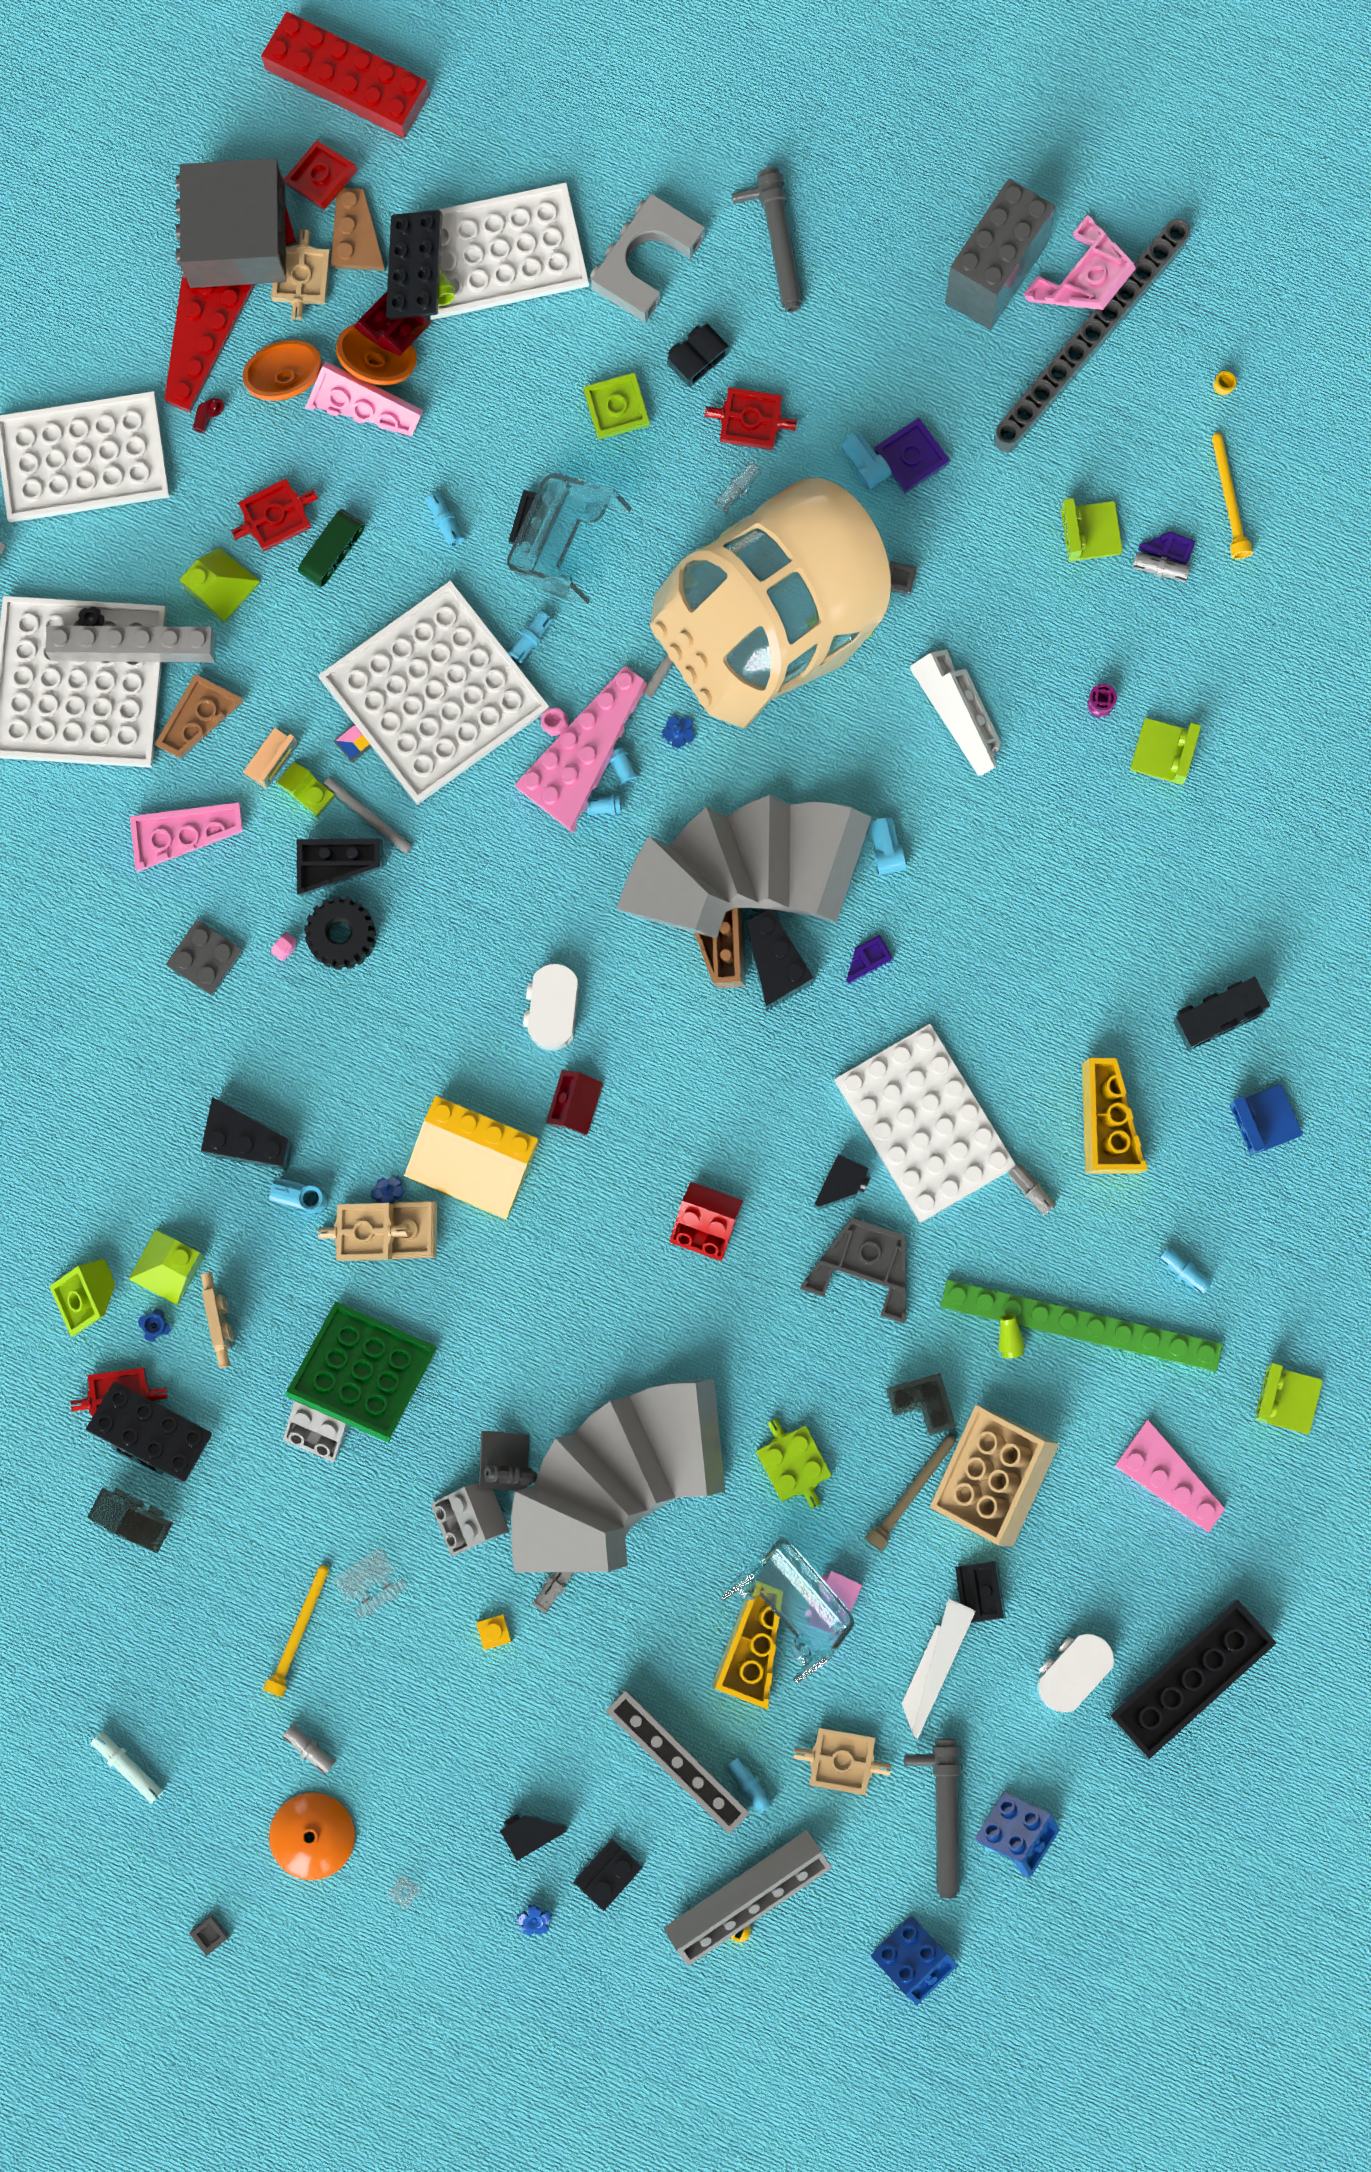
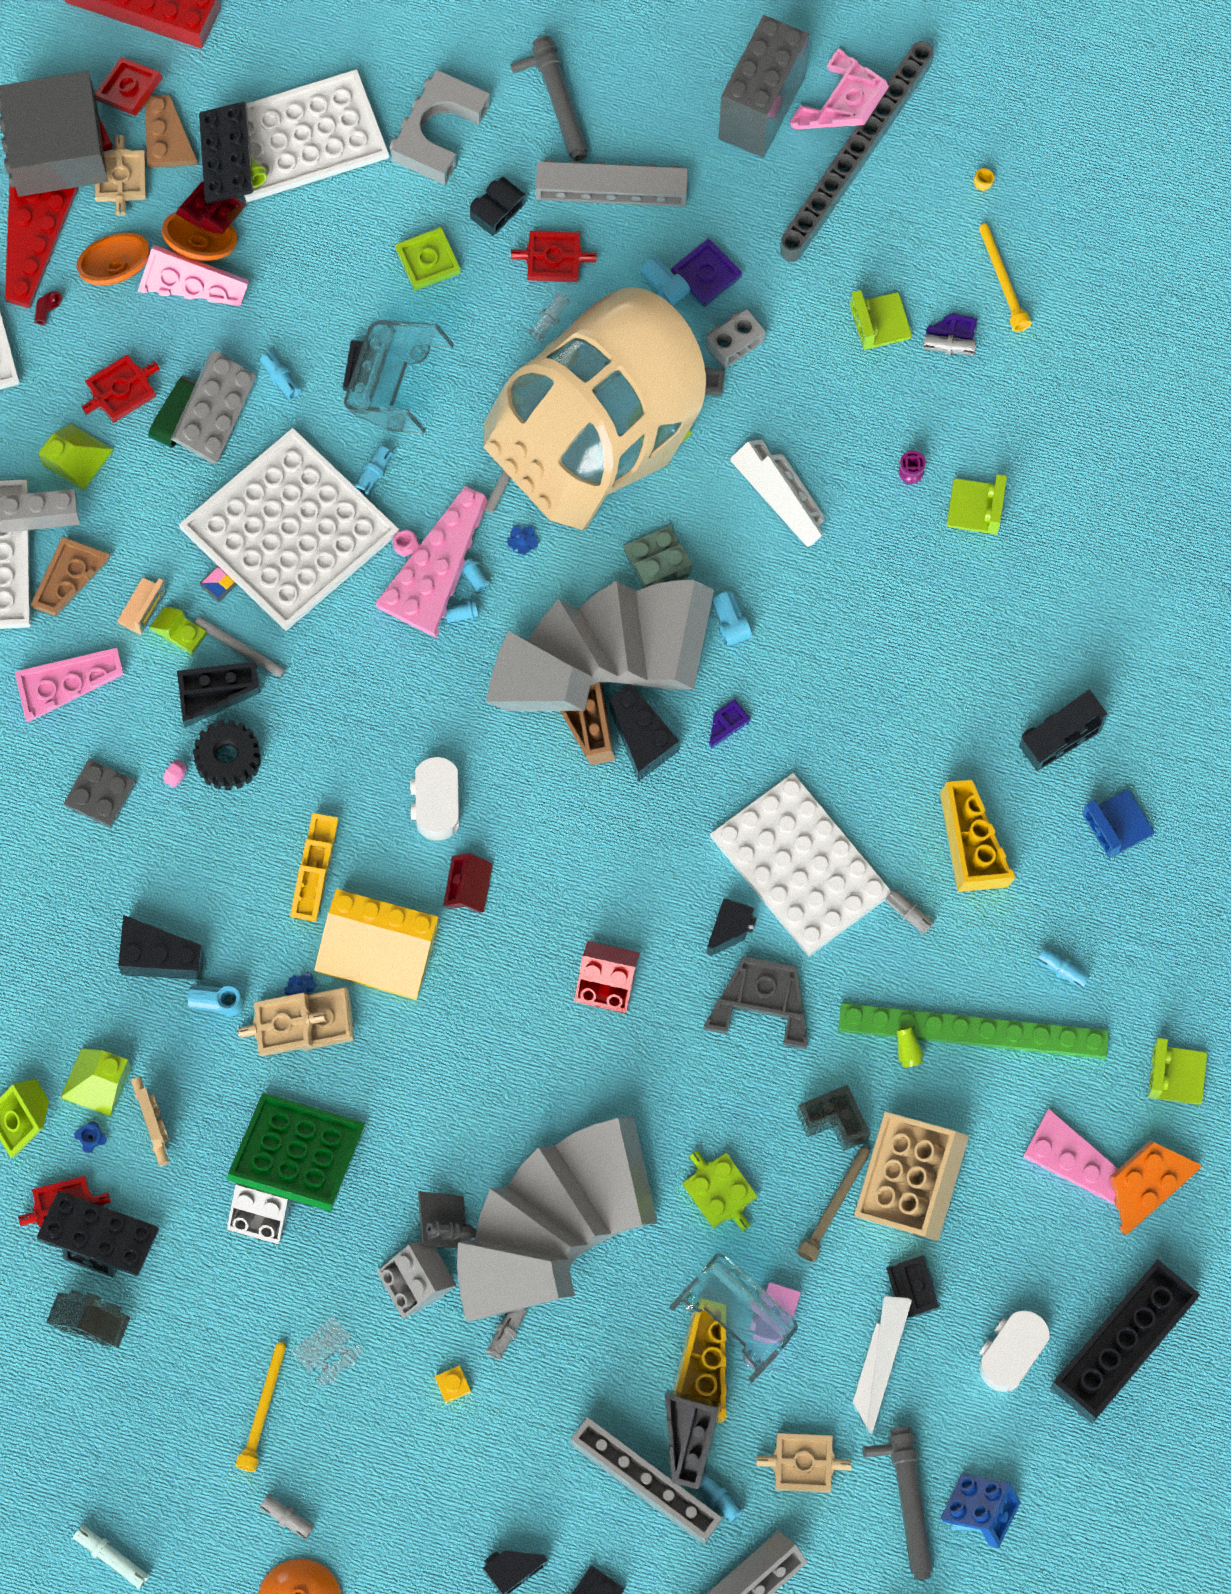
camera: 15 degrees left, 10 degrees down
(369, 548) = (213, 407): none -> light grey plate
(417, 1065) = (314, 867): none -> yellow slope
(728, 1723) = (691, 1434): none -> black wedge
(819, 770) = (658, 558): none -> sand green plate
(823, 343) = (611, 183): none -> light grey brick
(936, 539) = (739, 342): none -> light grey brick
(1240, 1511) = (1147, 1182): none -> orange wing

